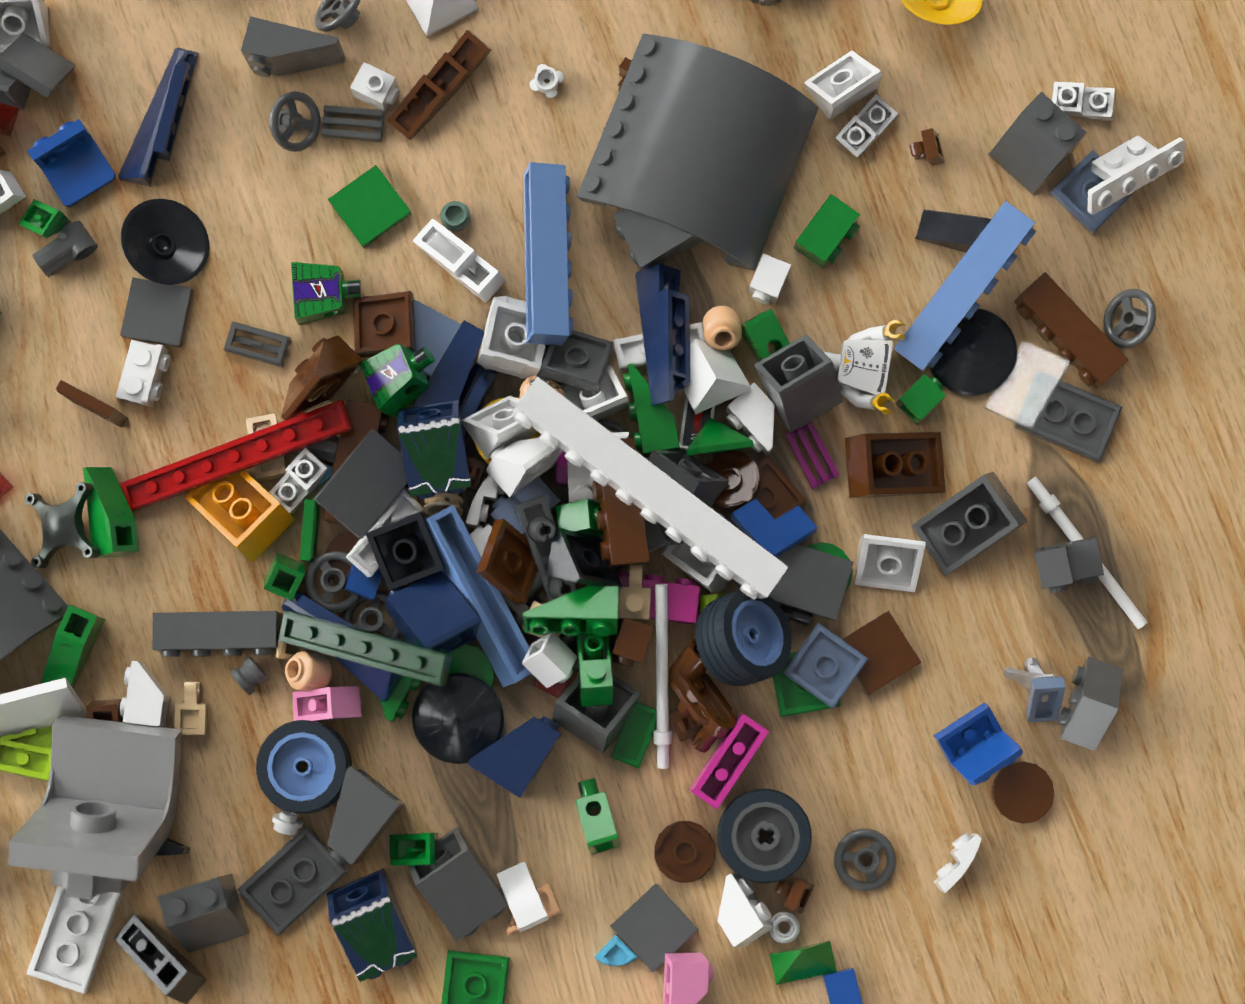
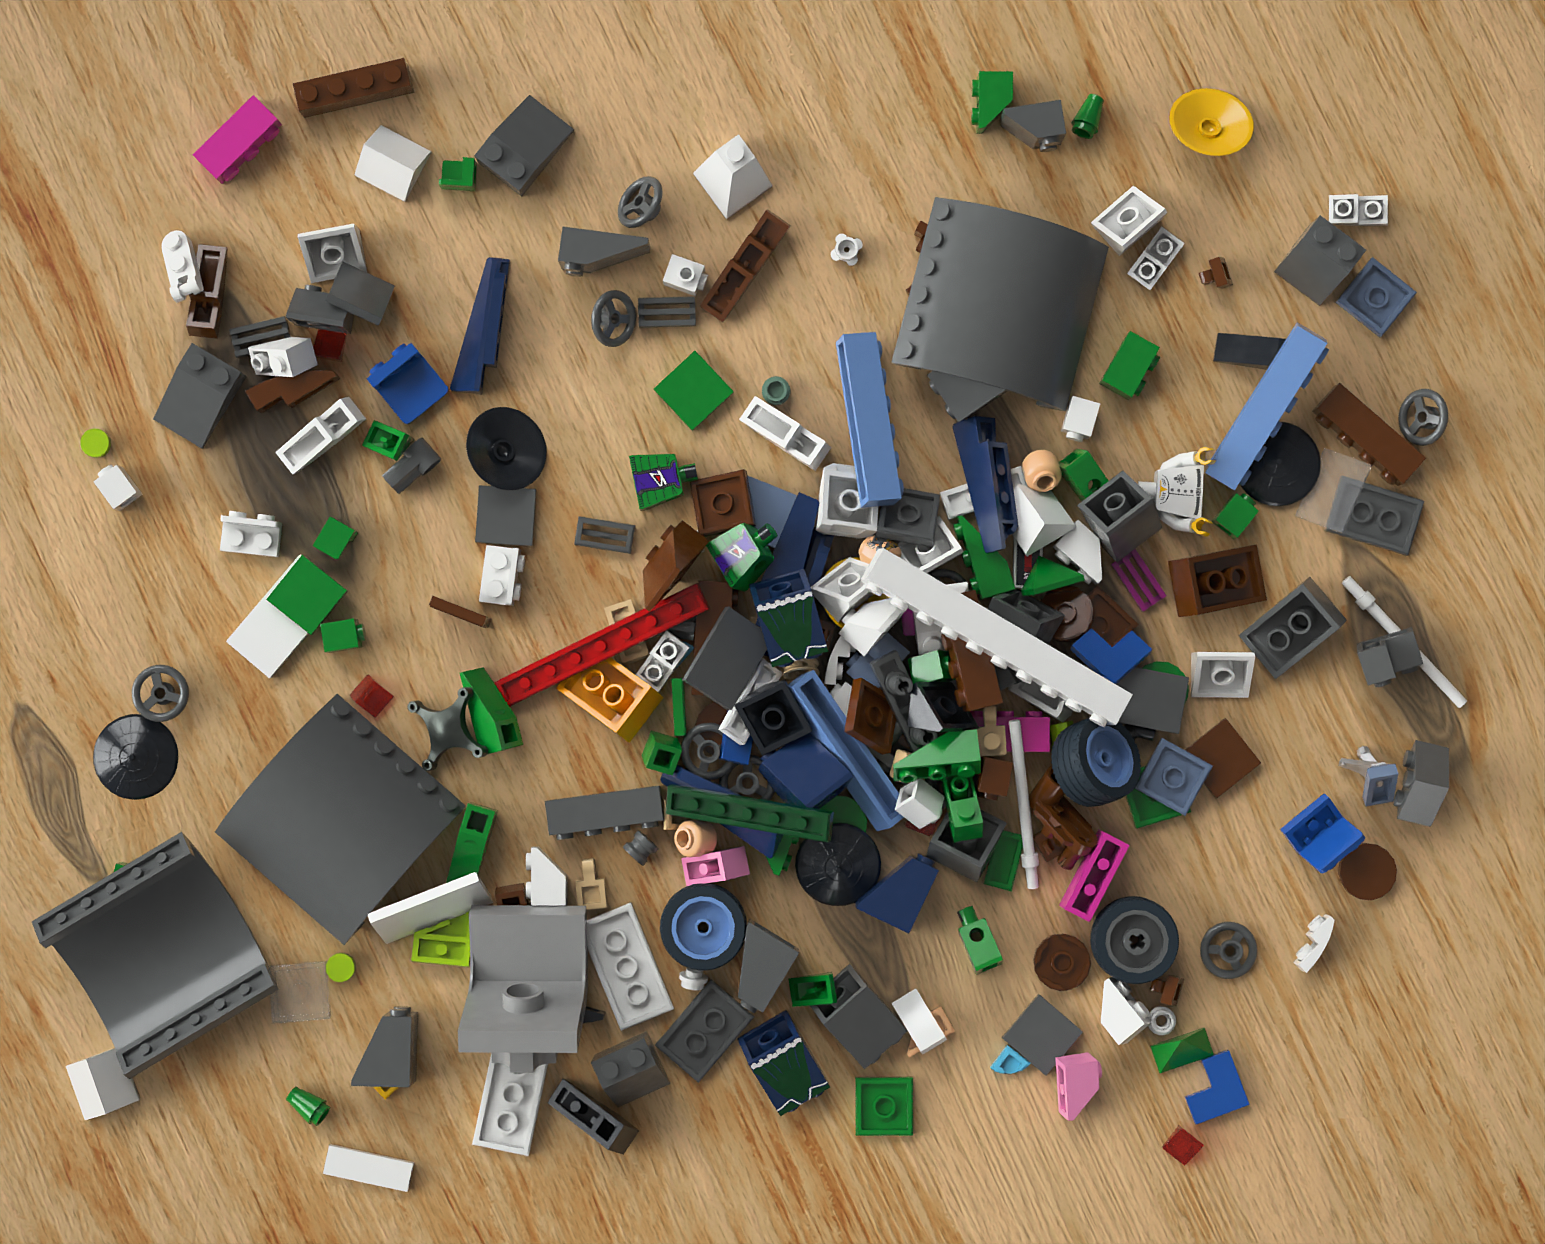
camera: 10 degrees left, 5 degrees up
(218, 802) = (626, 967): none -> white tile
(1130, 168) = (1409, 272): white bracket -> none

